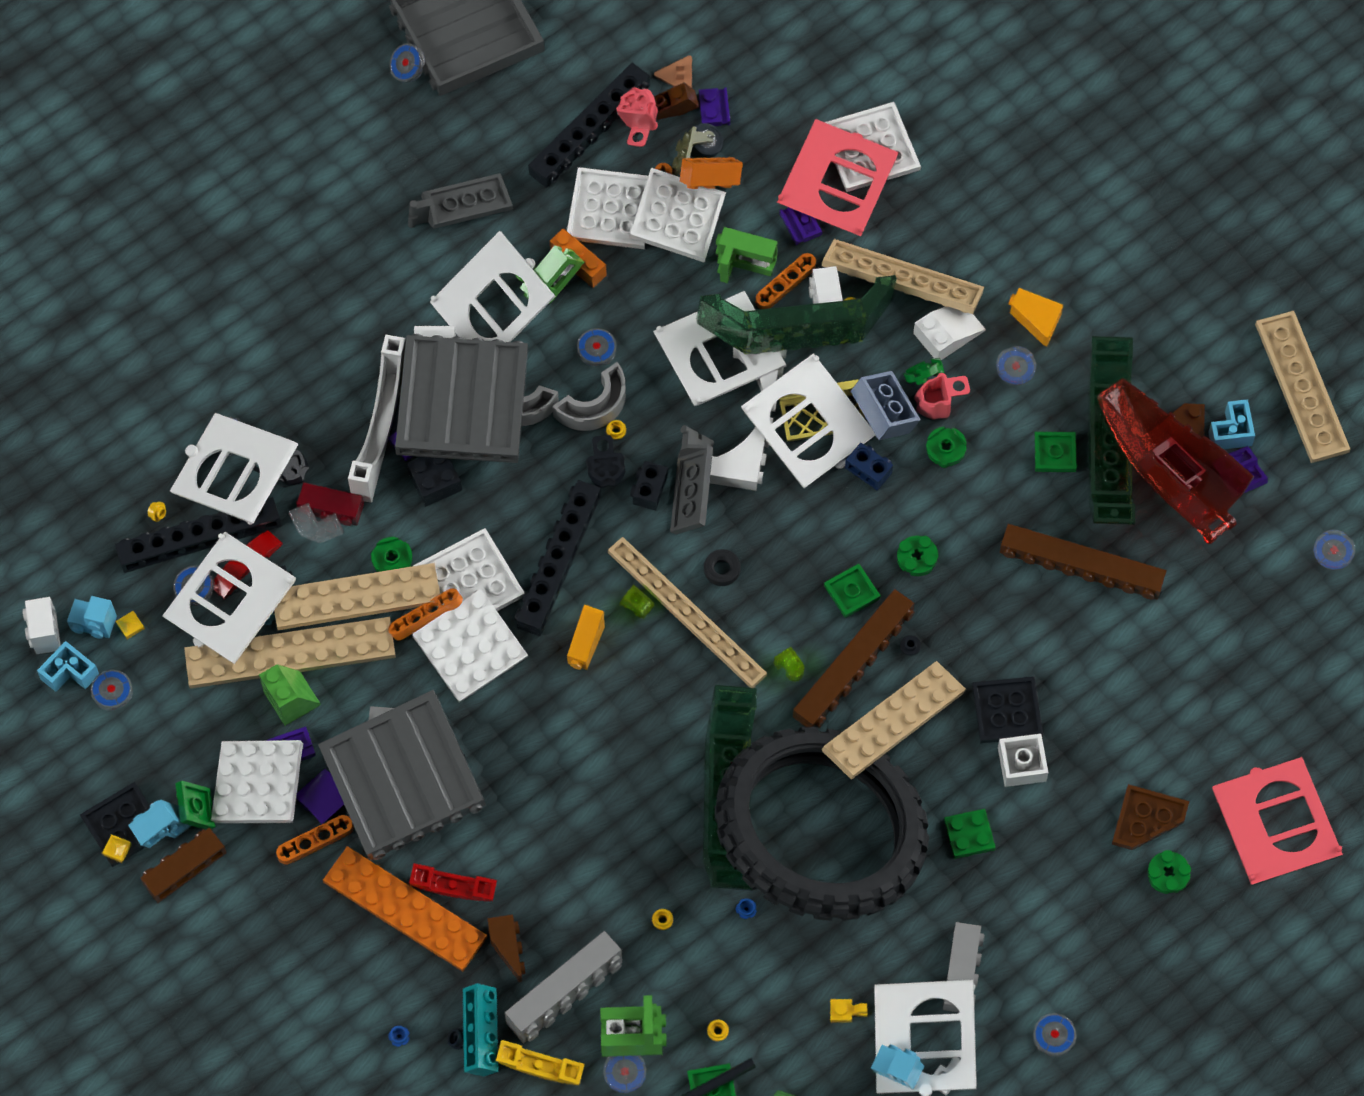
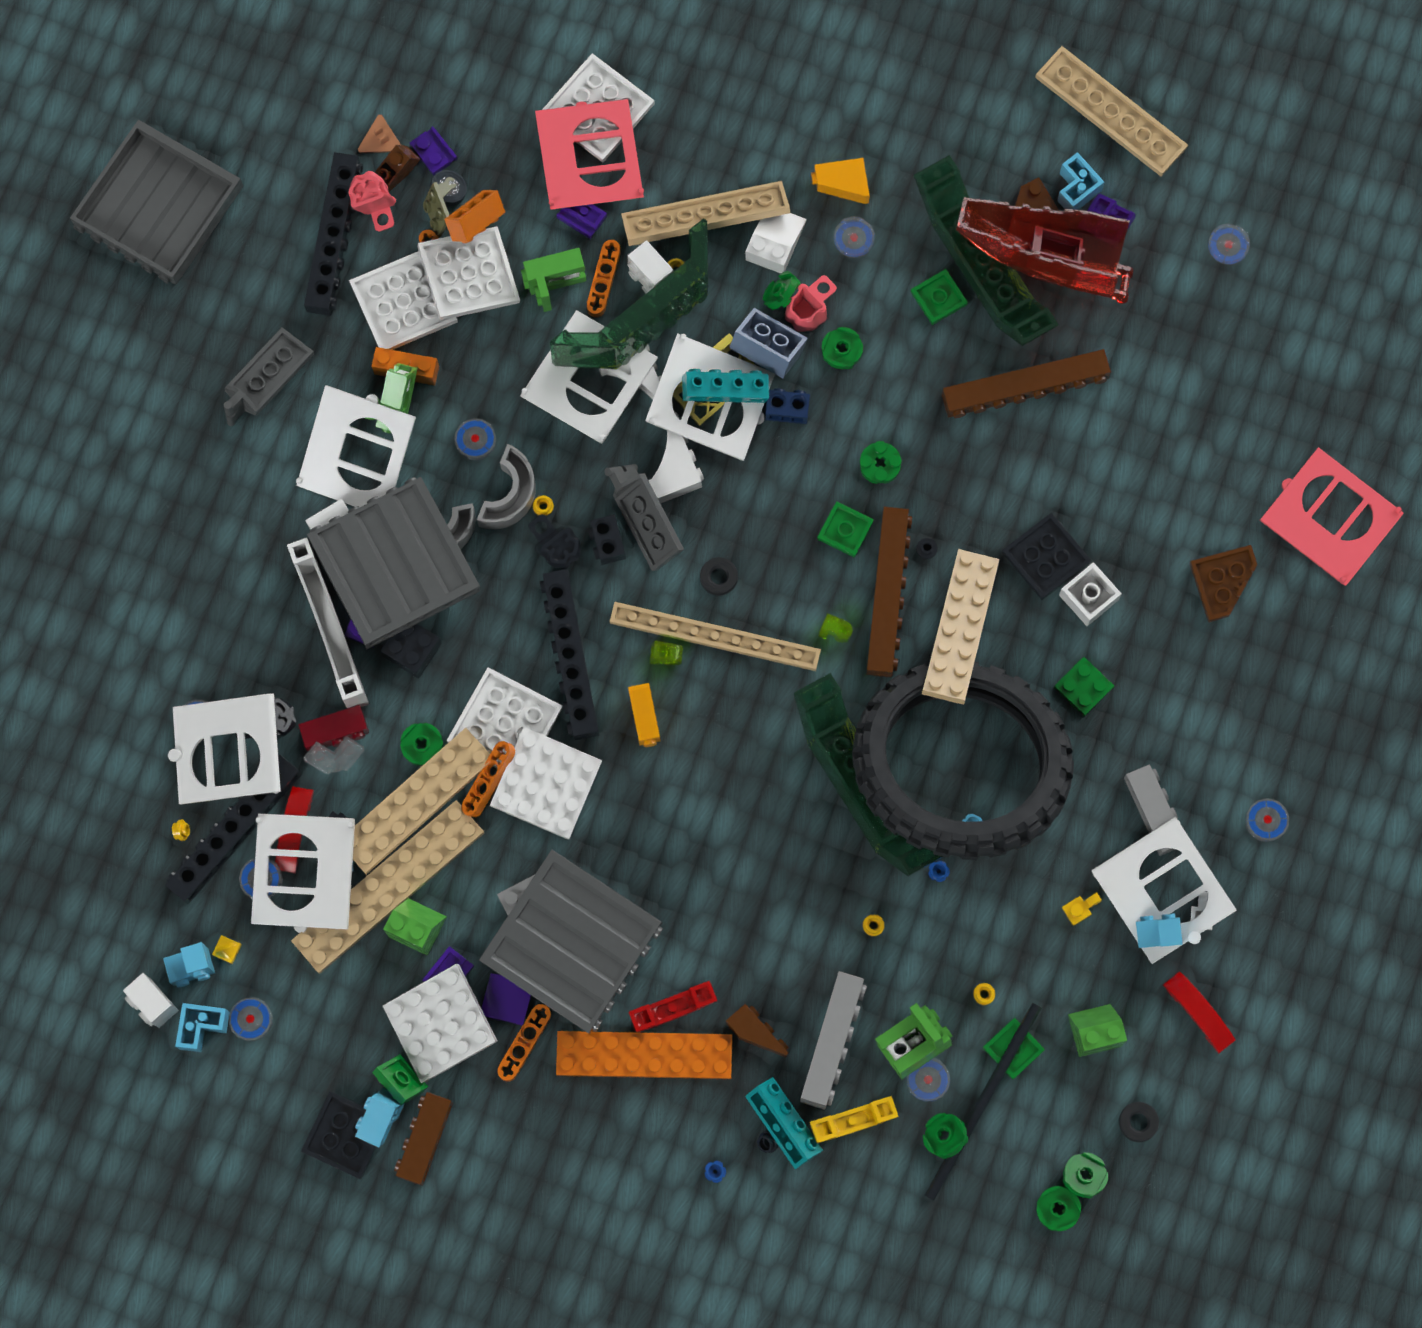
camera: 30 degrees left, 10 degrees up
(116, 848) = (356, 1162): yellow tile -> none
(407, 62) = (127, 271): tile -> none
(825, 418) = (725, 387): none -> teal brick
(1171, 883) = (1278, 608): green plate -> none

